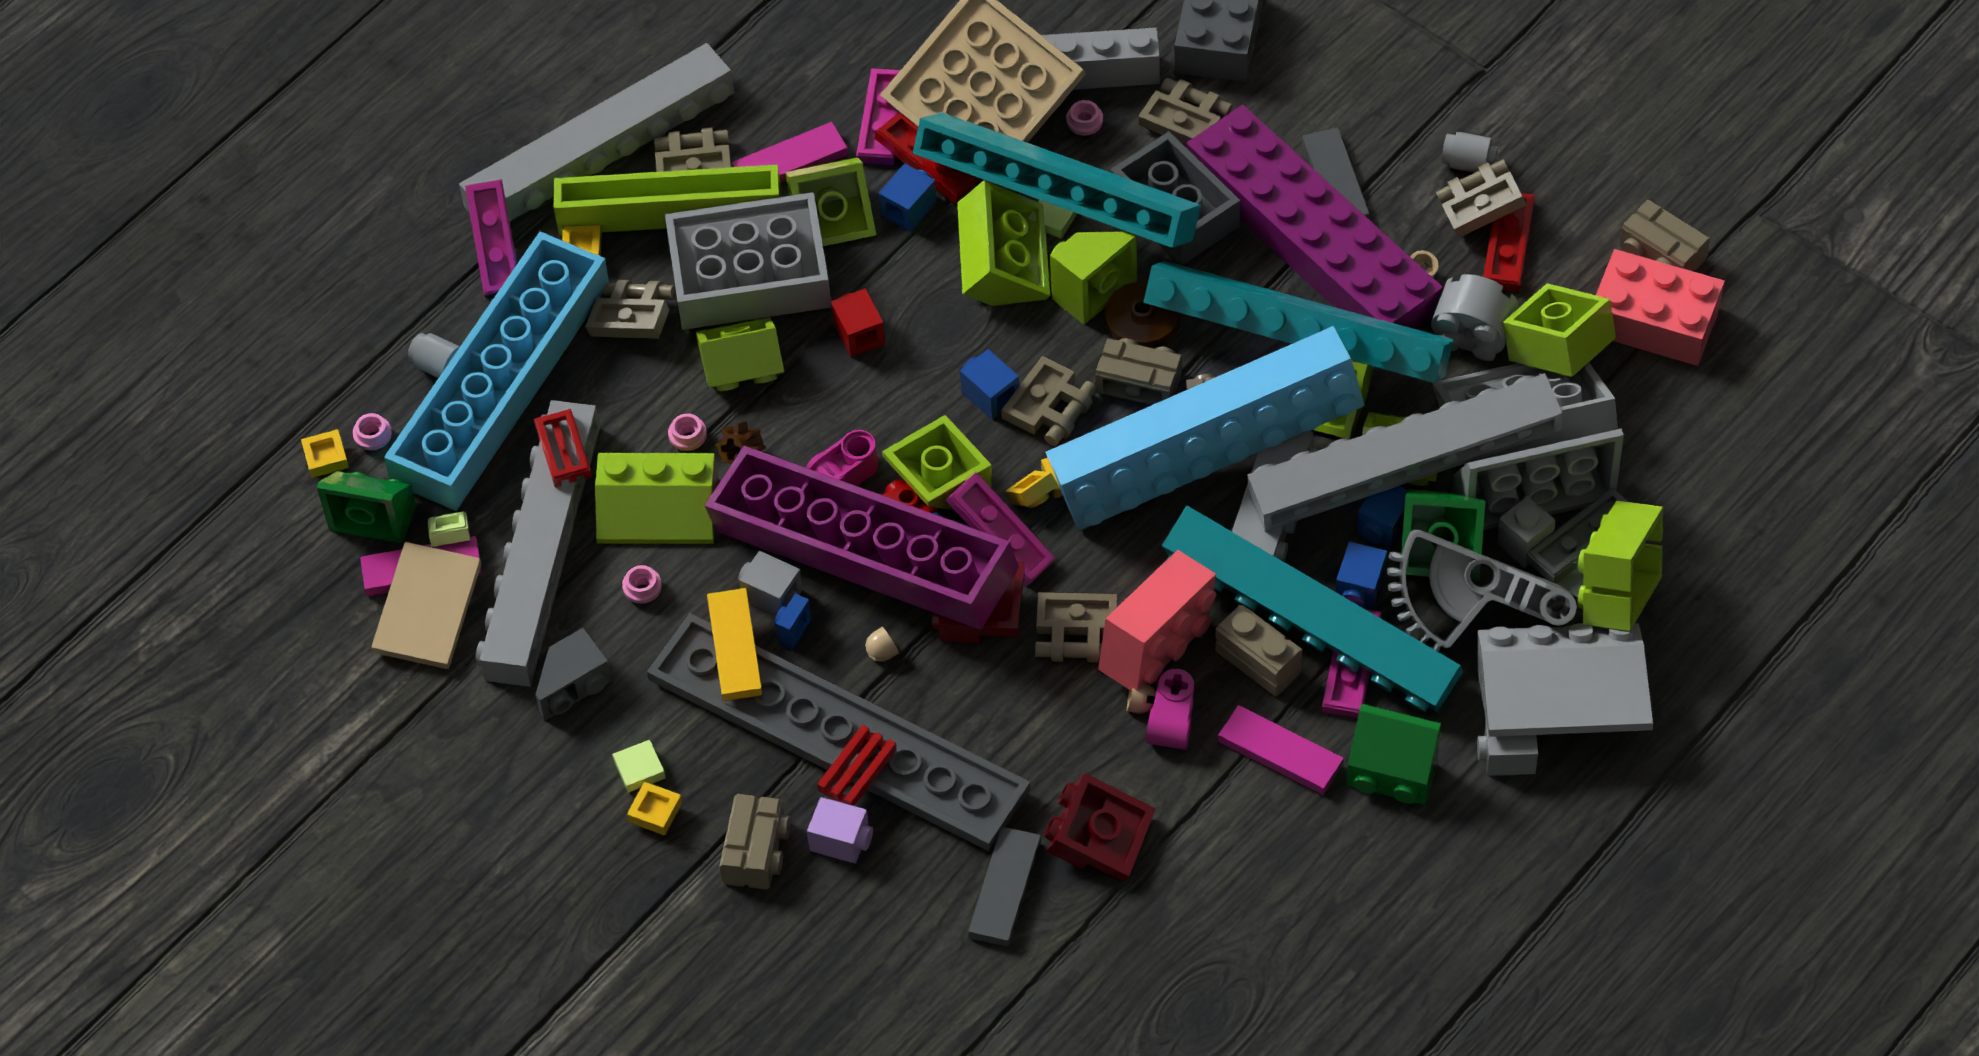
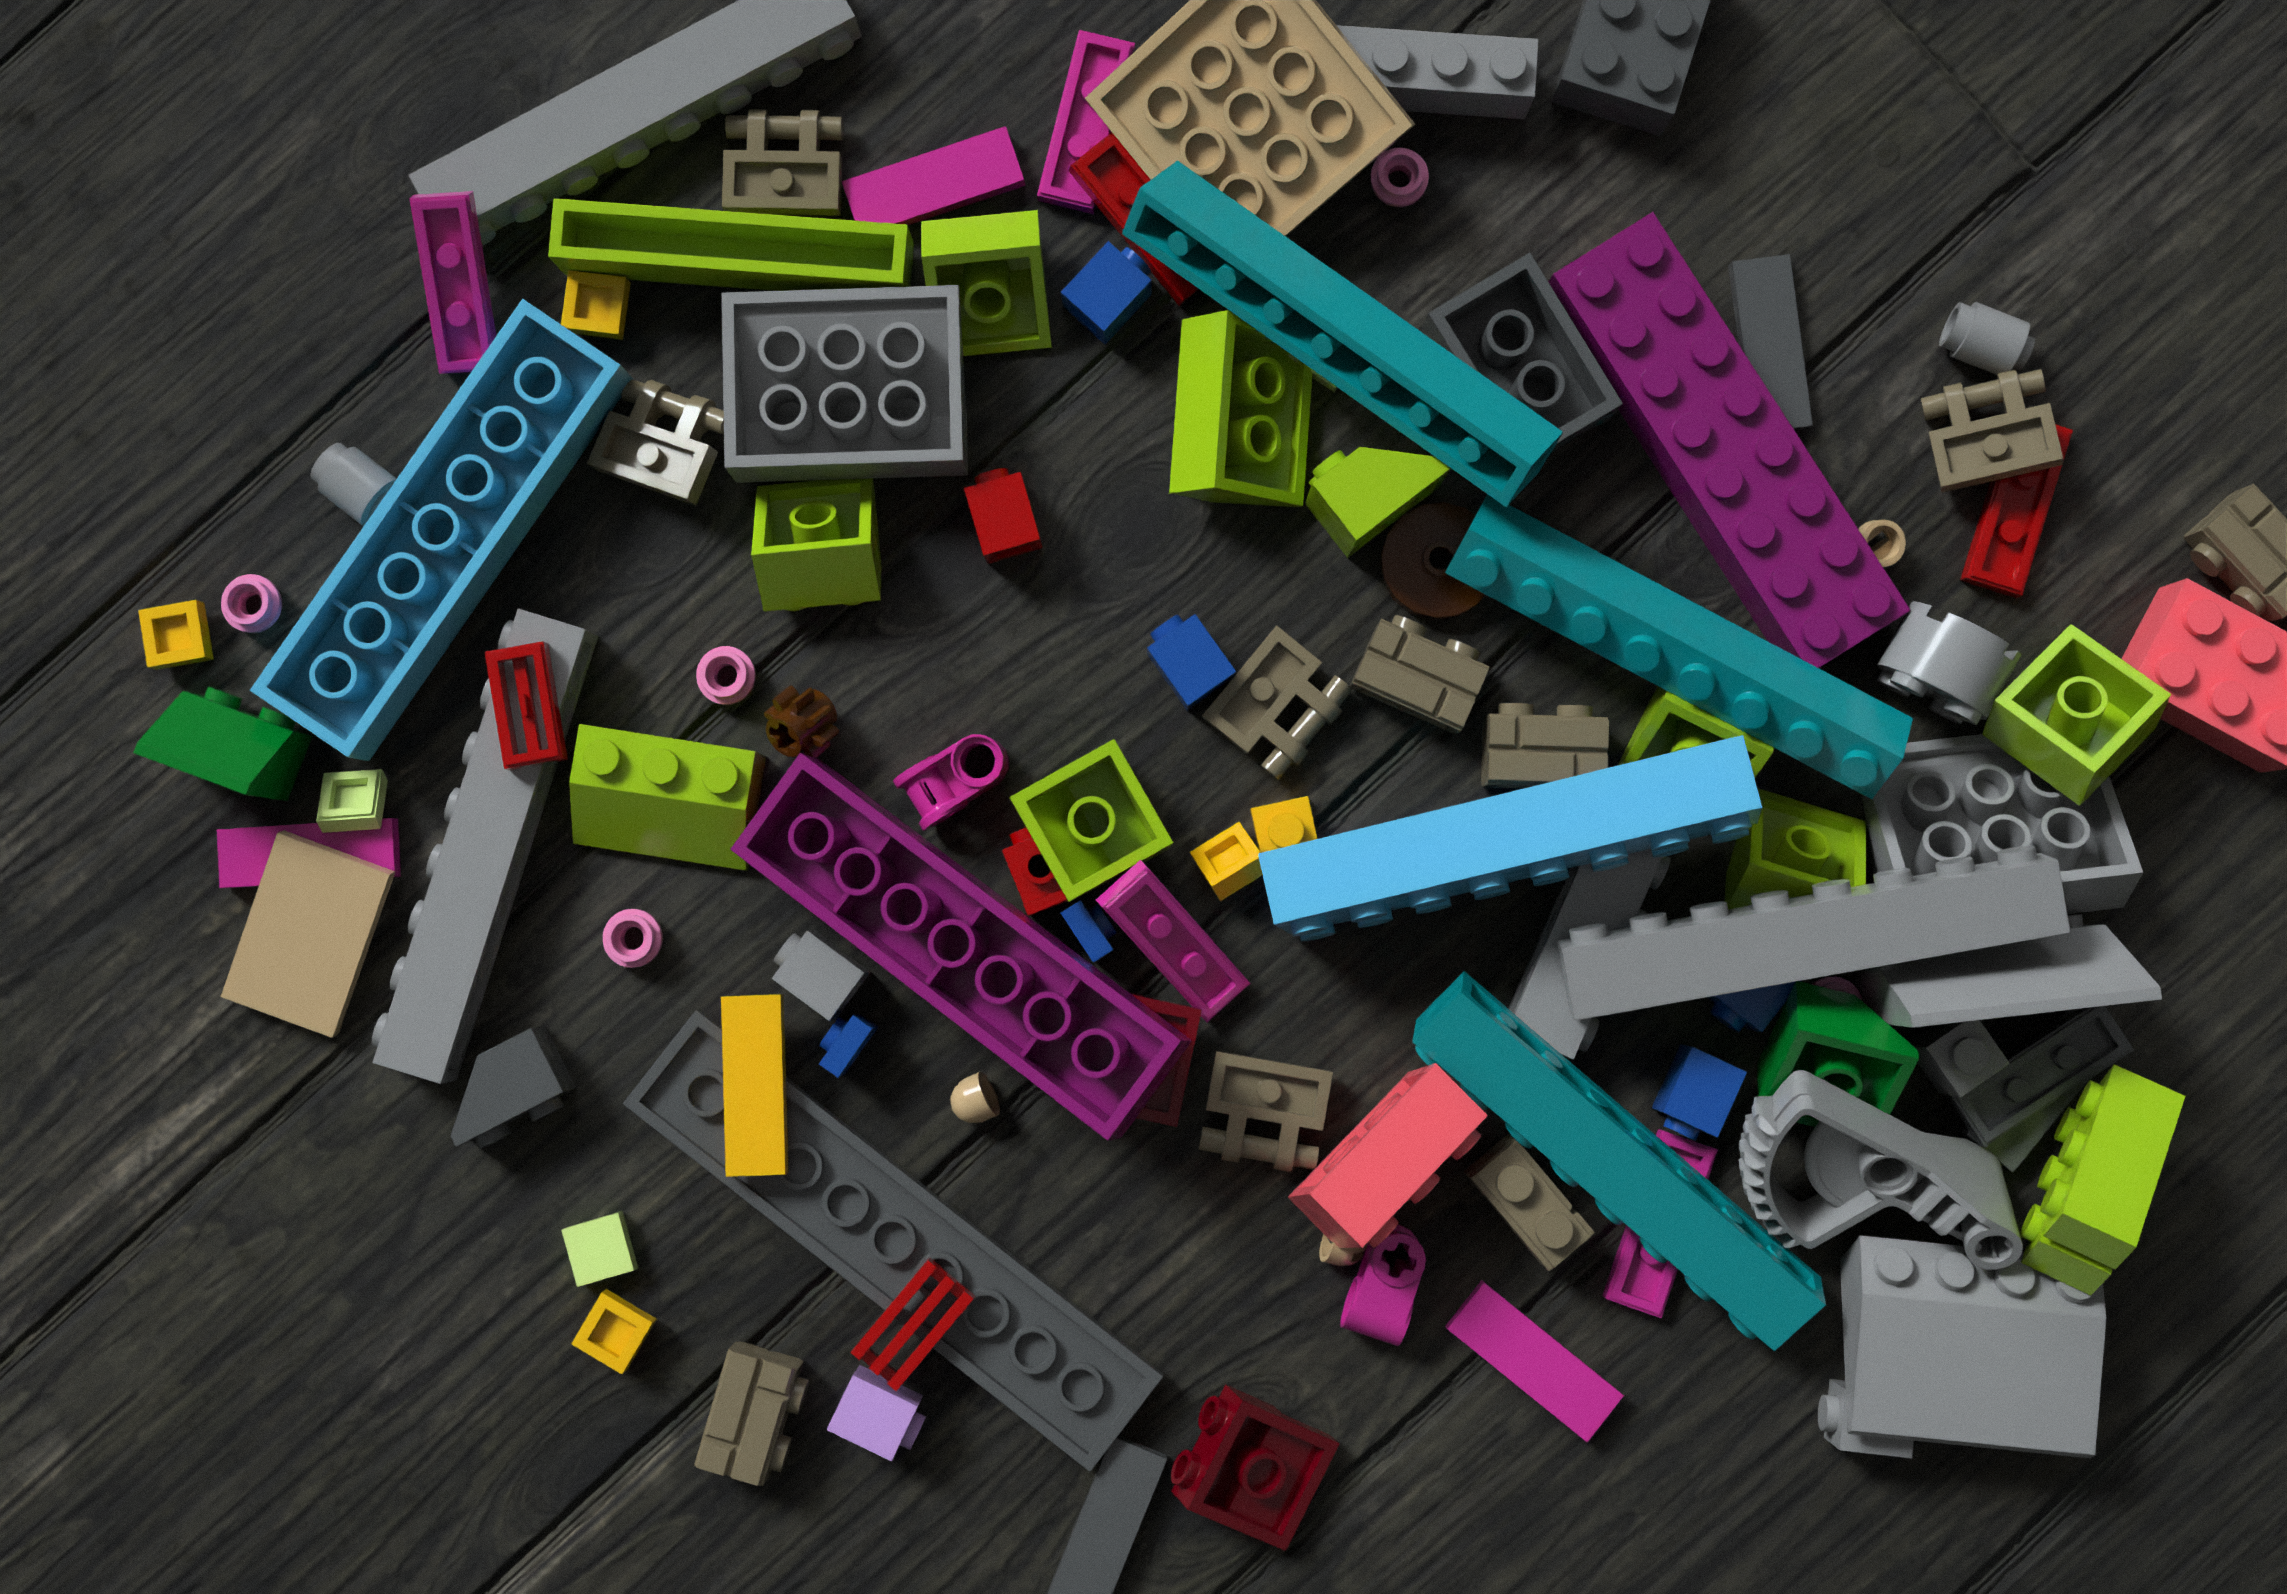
camera: 10 degrees right, 30 degrees up
(1181, 119) = (1546, 203): dark tan plate -> none
(1393, 755) = (1699, 1426): green slope -> none

